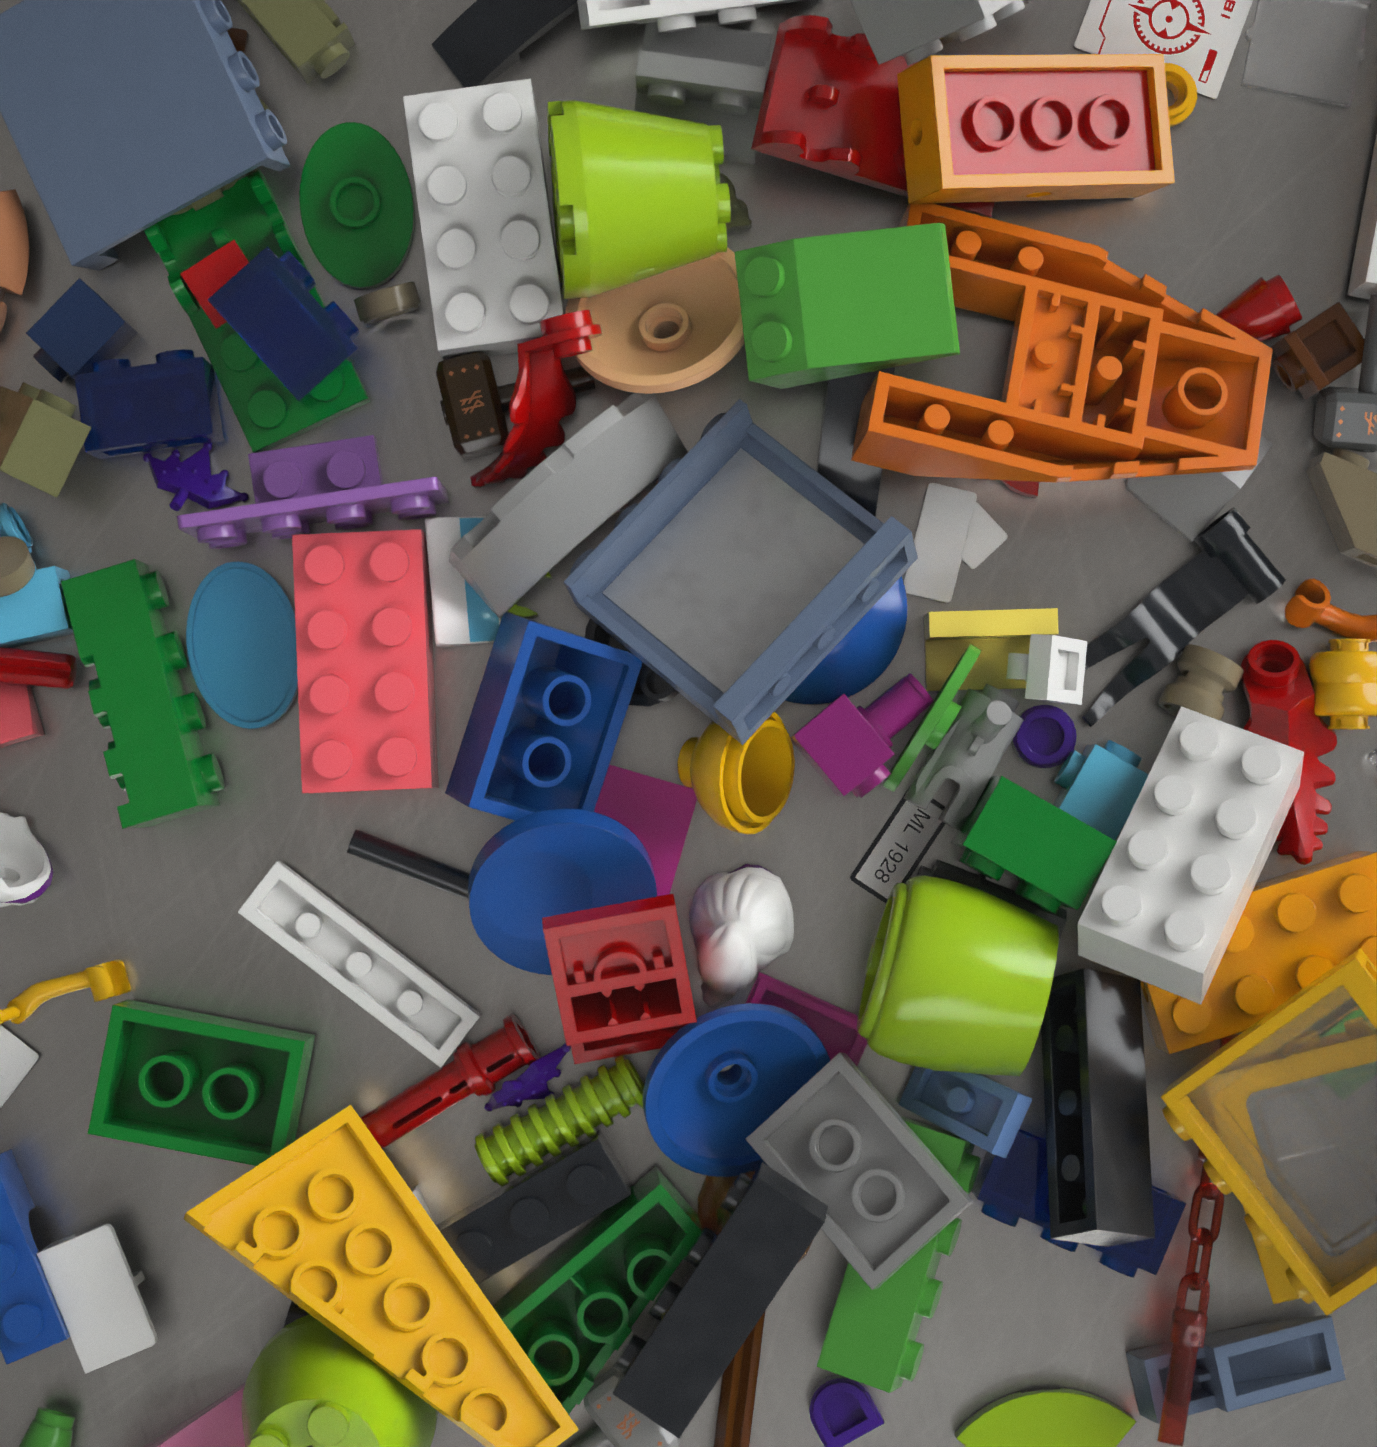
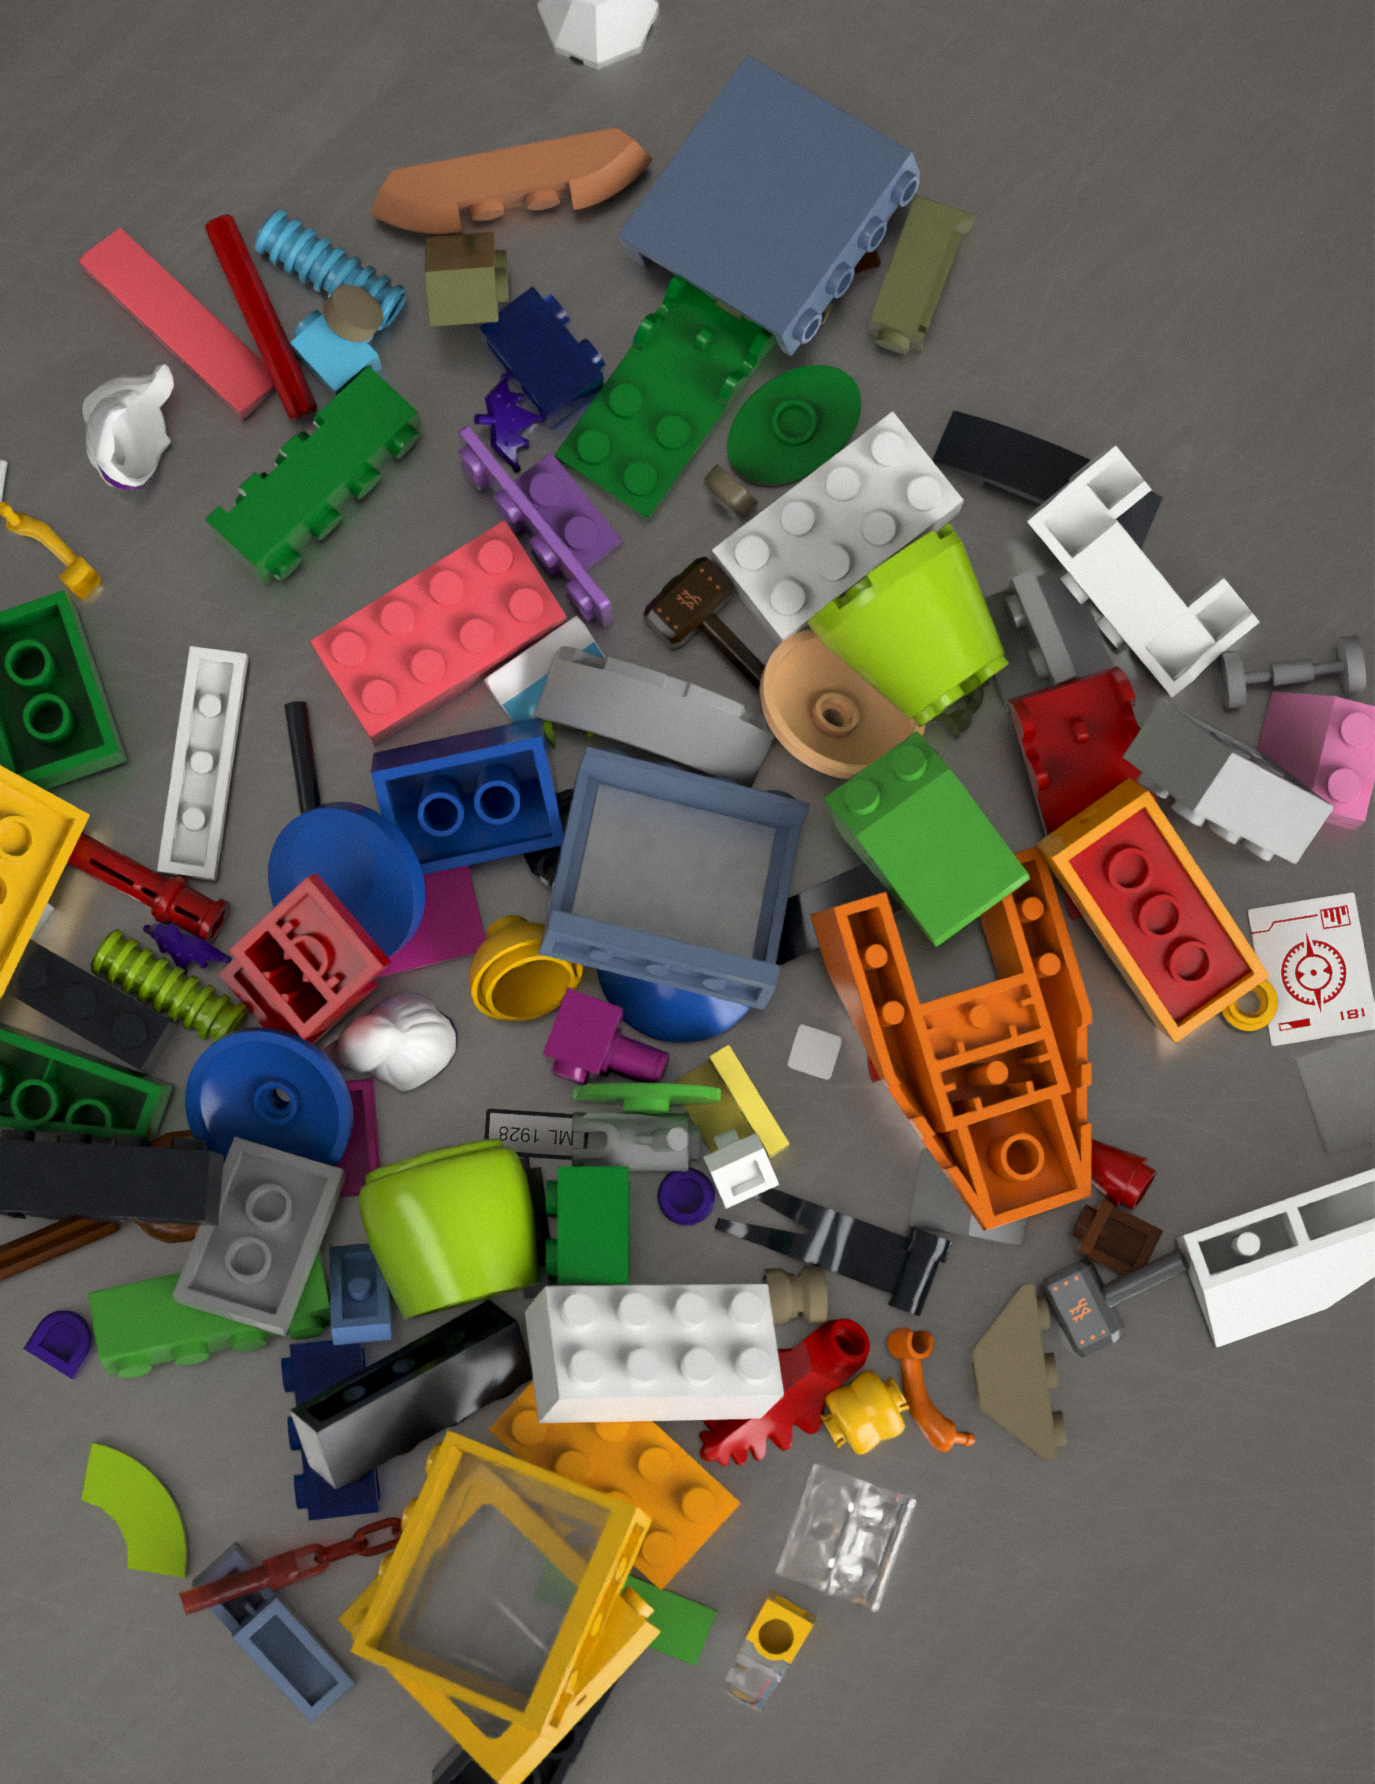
camera: 60 degrees right, 5 degrees down
(78, 333) = (569, 271): dark blue brick -> none
(211, 274) = (670, 358): red tile -> none
(243, 645) = (399, 532): dark azure piece -> none
(285, 324) = (661, 423): clear blue brick -> none
(540, 395) = (722, 648): red plant -> none
(940, 542) = (793, 1028): white sticker -> none
(1100, 786) = (669, 1257): medium azure brick -> none

